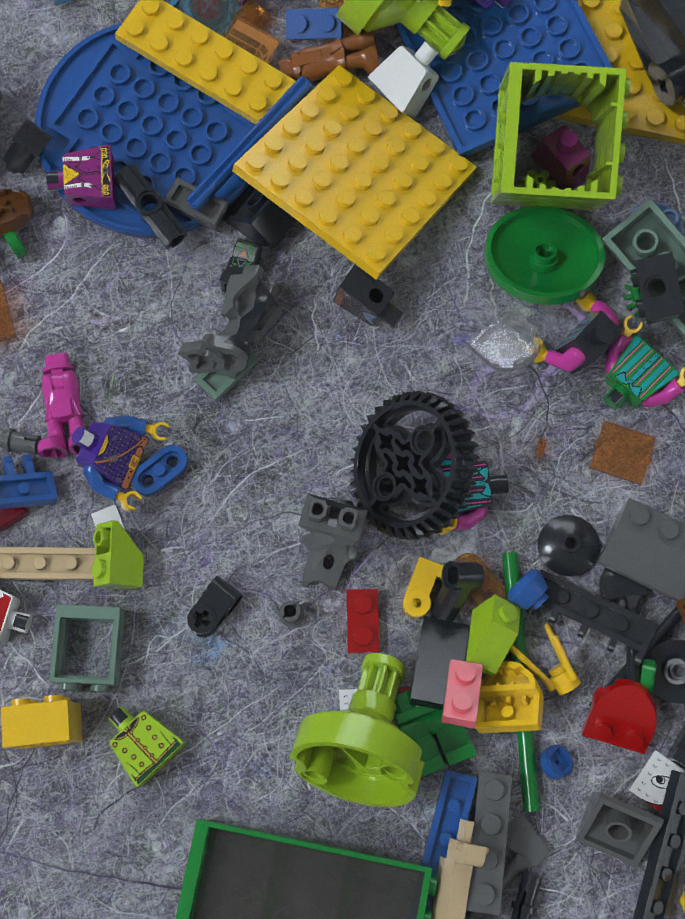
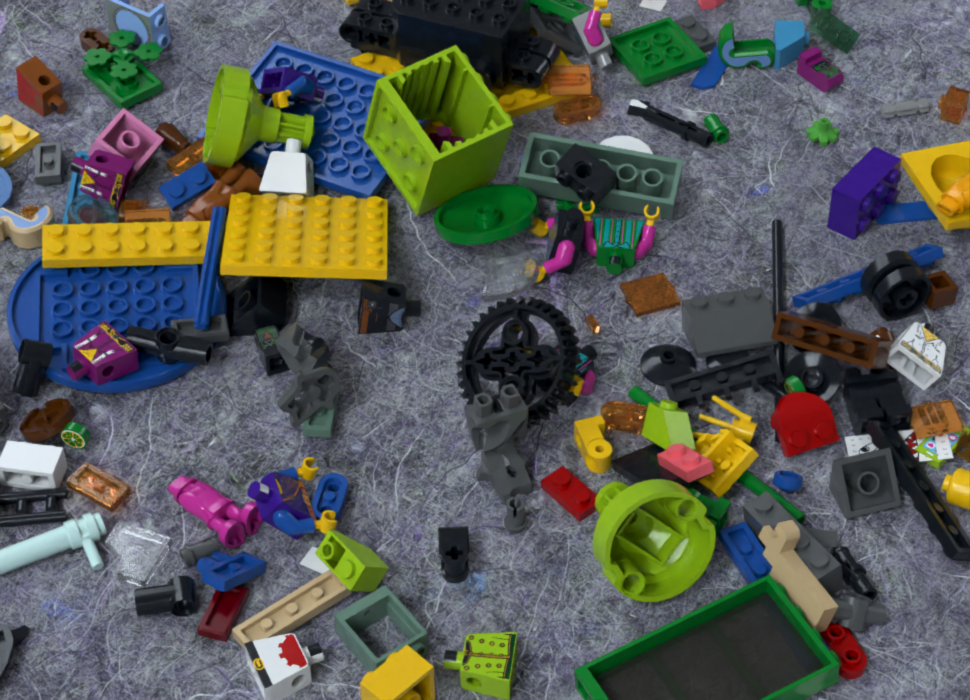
camera: 40 degrees left, 30 degrees down
(458, 581) = (618, 421): black piece -> none
(529, 591) = (670, 387): blue cone -> none

